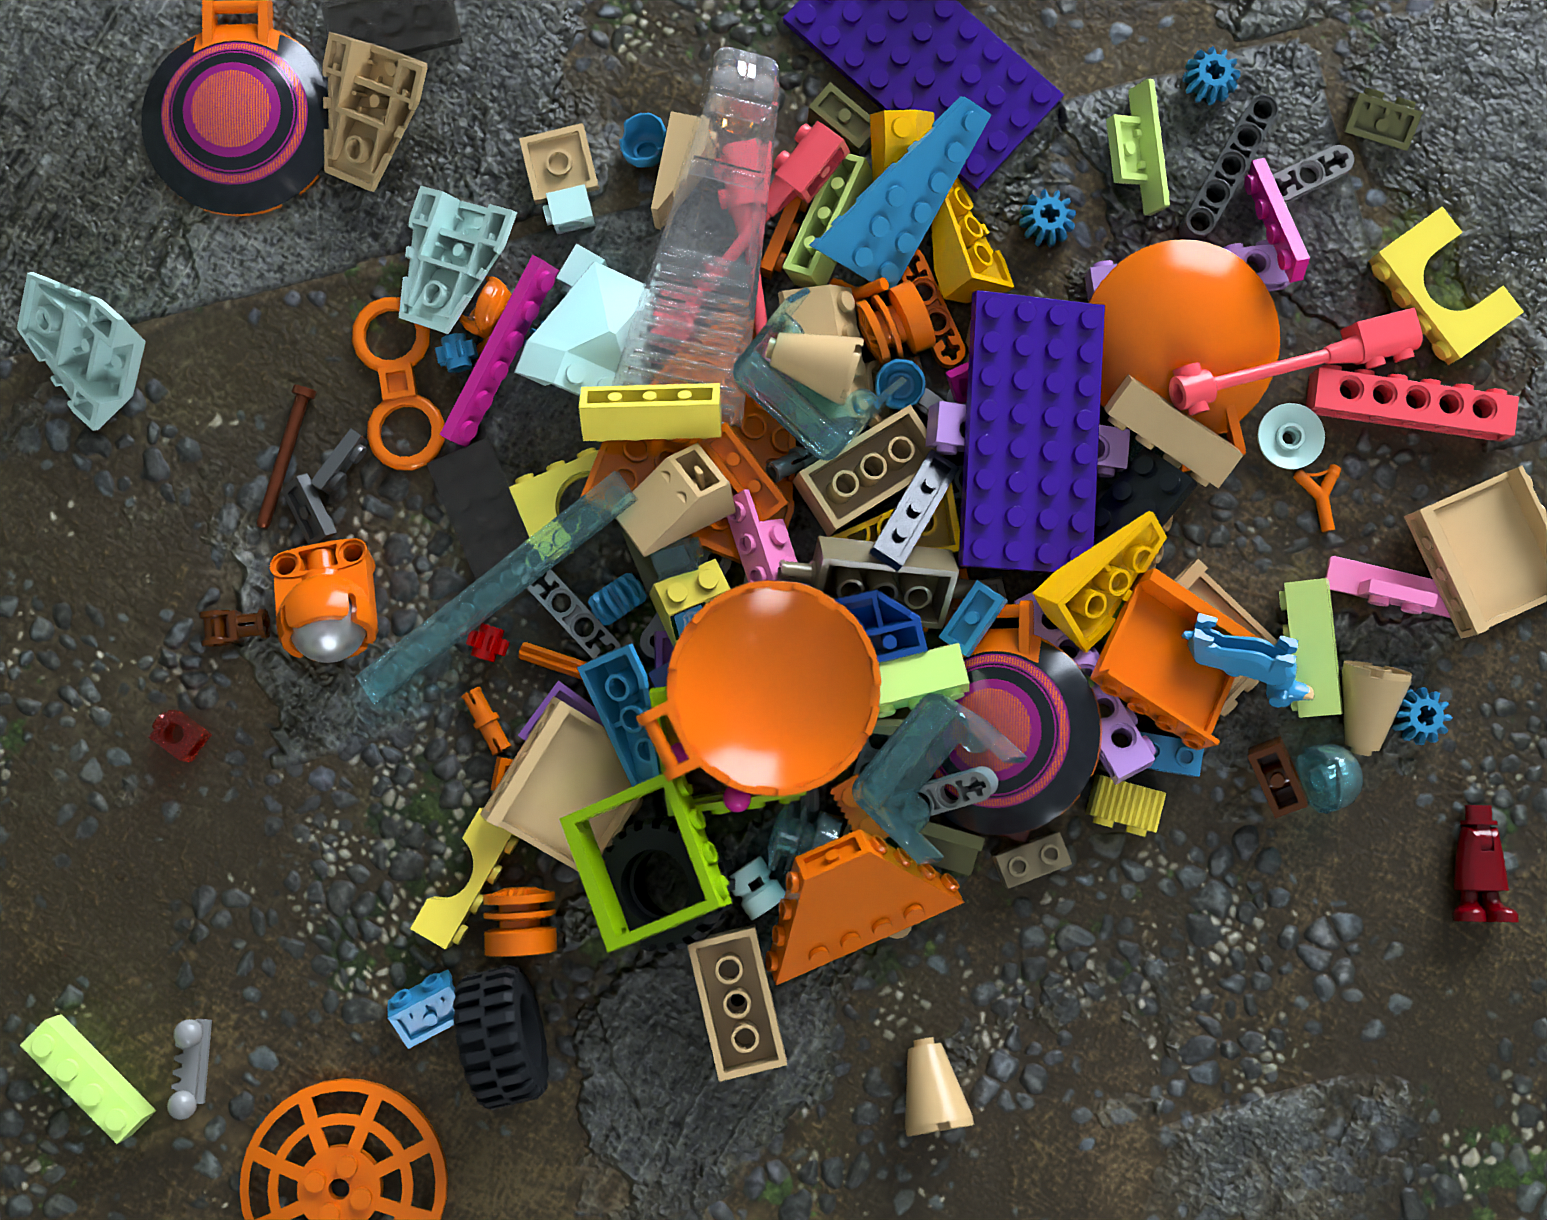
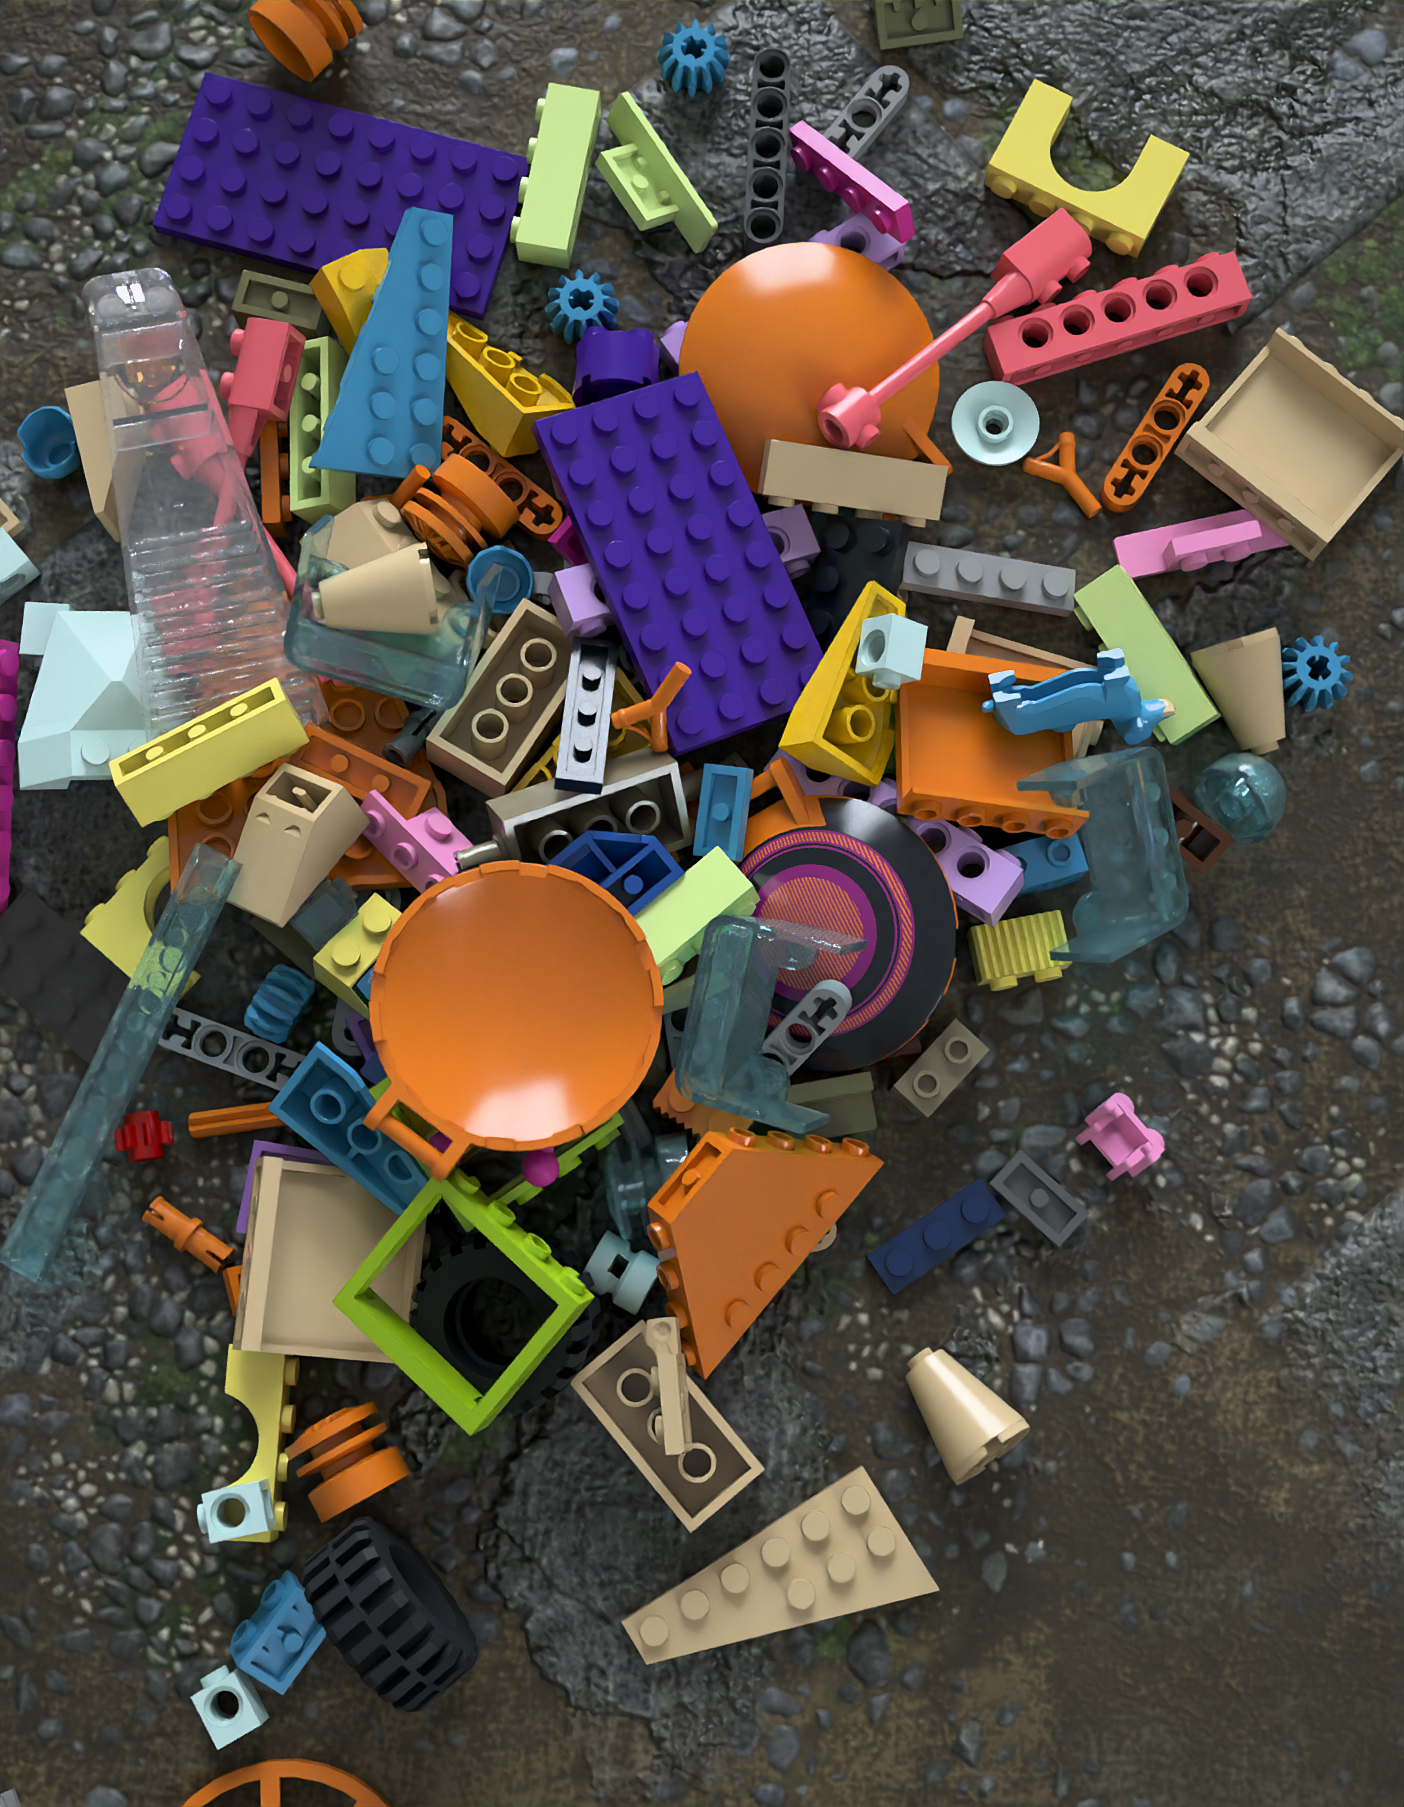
camera: 25 degrees left, 5 degrees down
(361, 1050) = (222, 1726): none -> light aqua brick
(449, 915) = (258, 1509): none -> light aqua brick
(752, 979) = (670, 1382): none -> tan hinge
(784, 1137) = (806, 1567): none -> tan wing
(961, 529) = (654, 709): none -> orange piece
(974, 966) = (936, 1236): none -> dark blue plate
(1049, 272) = (614, 364): none -> dark purple brick
(1054, 976) = (1038, 1198): none -> dark grey plate
(1076, 115) = (557, 175): none -> yellowish green brick
(1130, 964) = (1122, 1137): none -> bright pink piece
(1141, 567) = (891, 650): none -> light aqua brick
(1232, 543) = (988, 579): none -> light grey plate
(1232, 777) = (1127, 847): none -> clear light blue windscreen
(1396, 499) = (1152, 436): none -> orange beam

